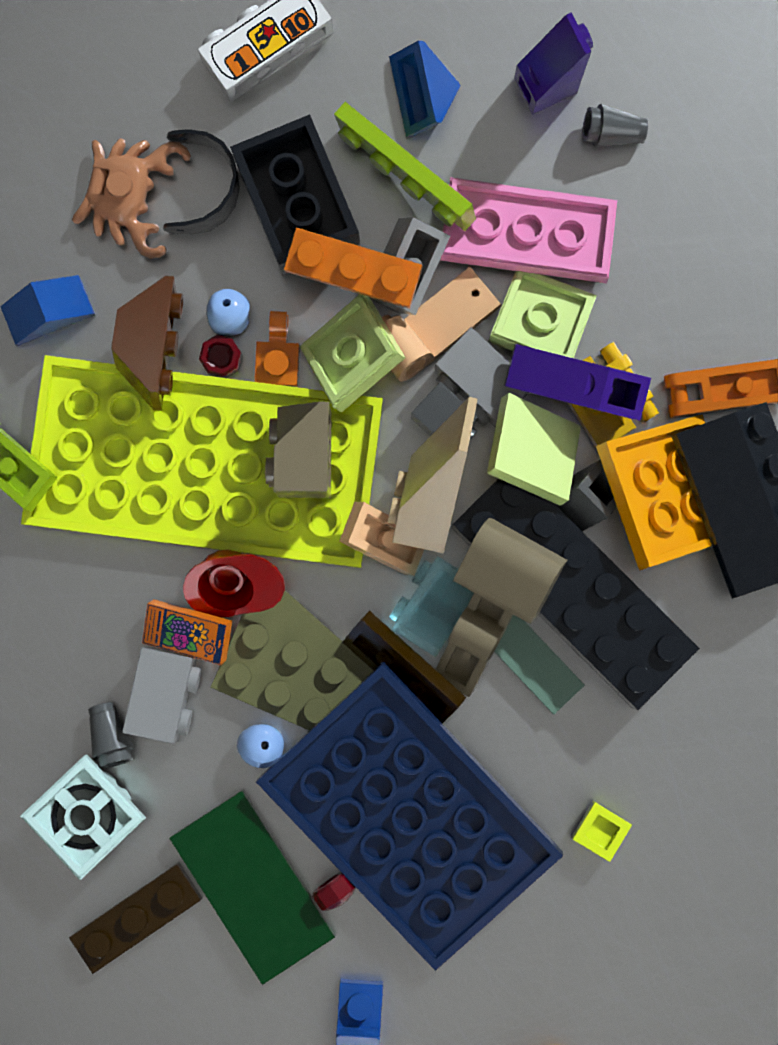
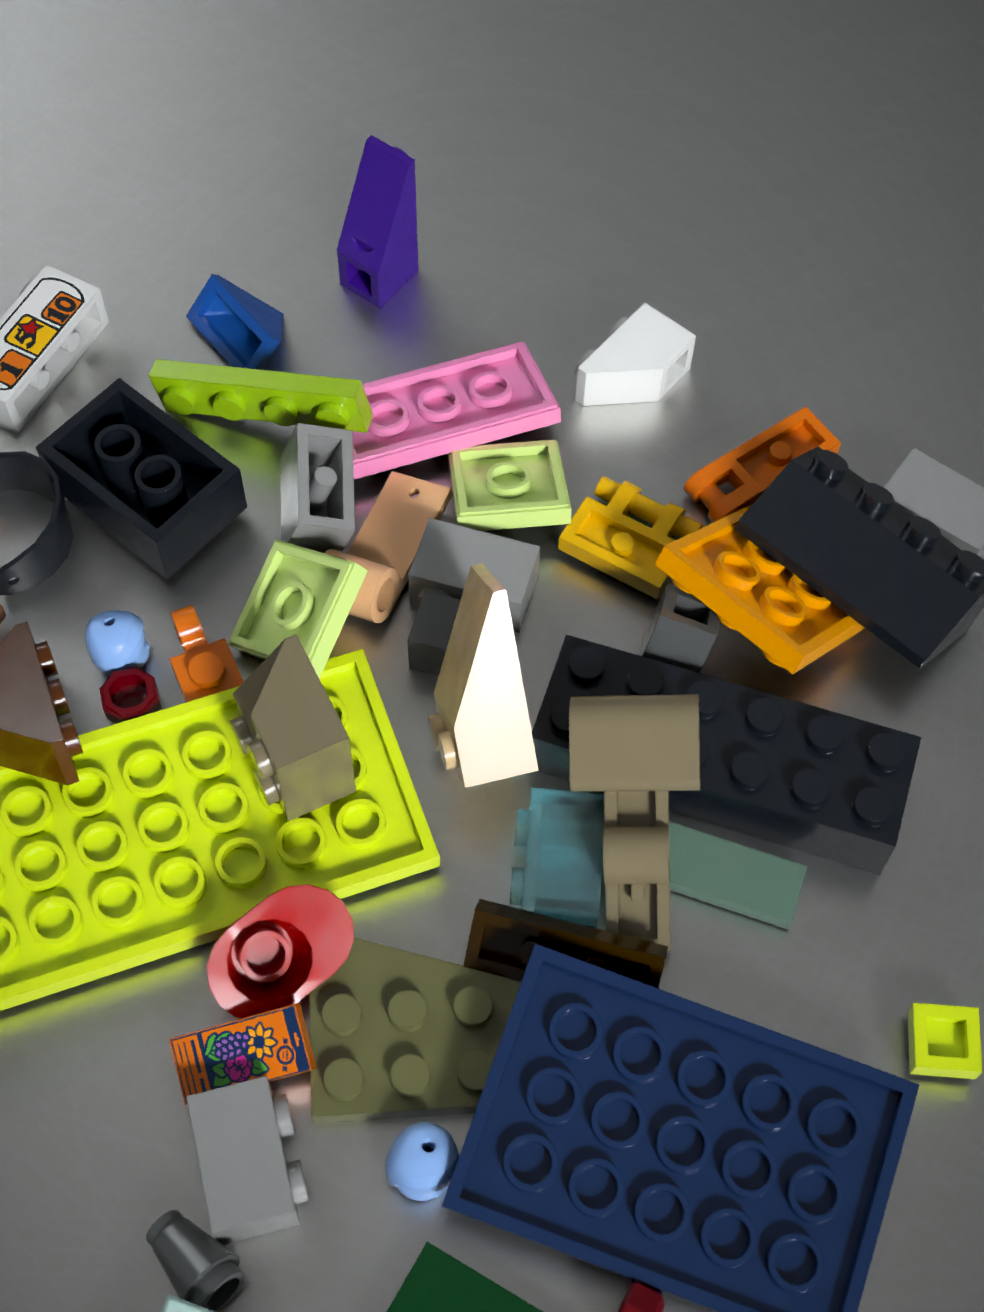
camera: 30 degrees left, 25 degrees down
(353, 268) = (251, 501): orange plate -> none
(372, 535) = (440, 804): light nougat plate -> none
(534, 449) = (582, 606): yellowish green tile -> none
(577, 382) = (595, 508): dark purple slope -> none
(613, 127) = (475, 276): dark grey cone -> none
(688, 260) = (636, 361): none -> white slope

